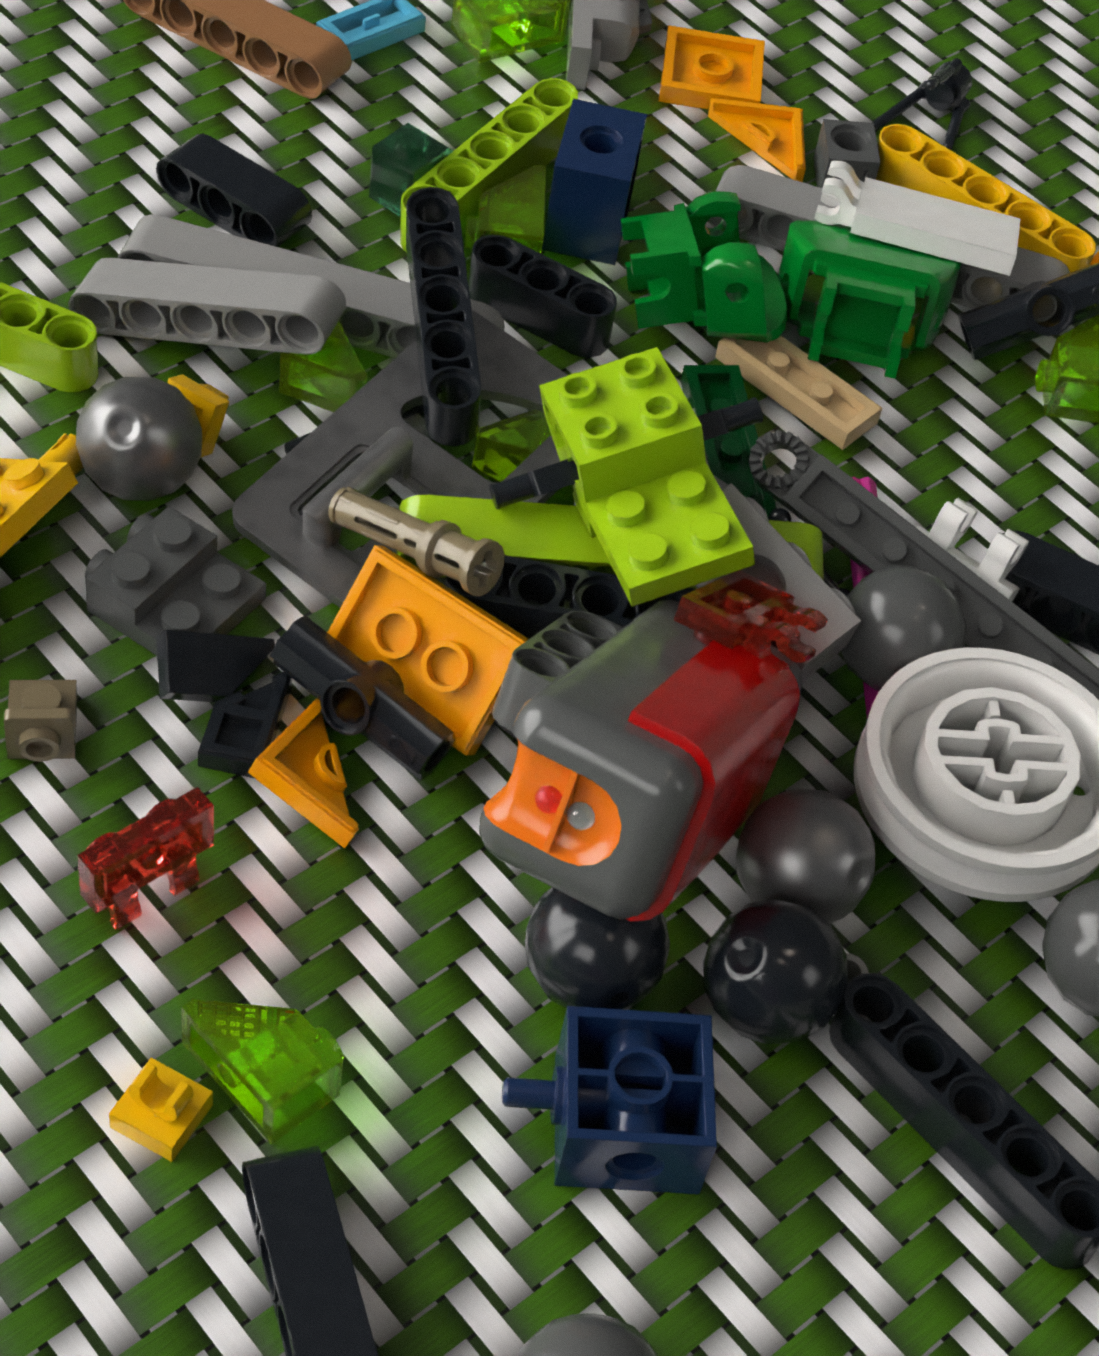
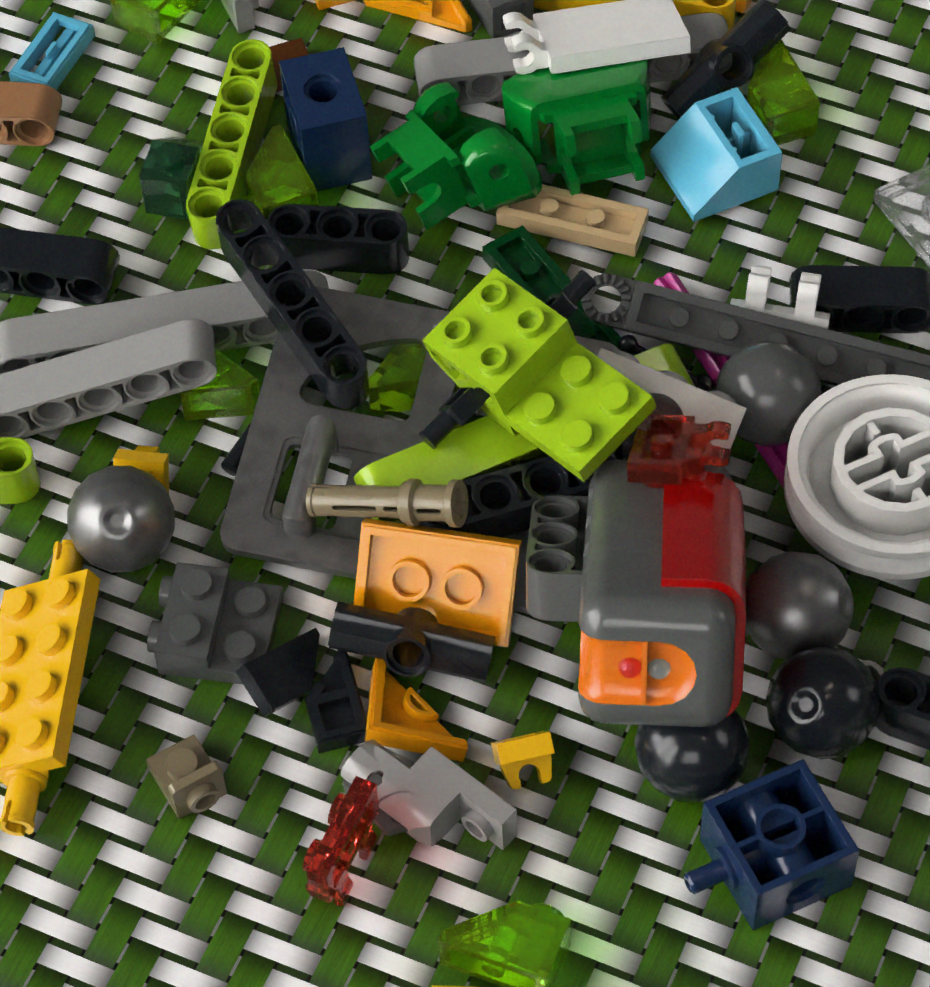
camera: 15 degrees left, 5 degrees up
(277, 860) = (429, 796): none -> light grey plate
(409, 862) = (519, 751): none -> yellow tile
(987, 391) = (718, 155): none -> medium azure slope

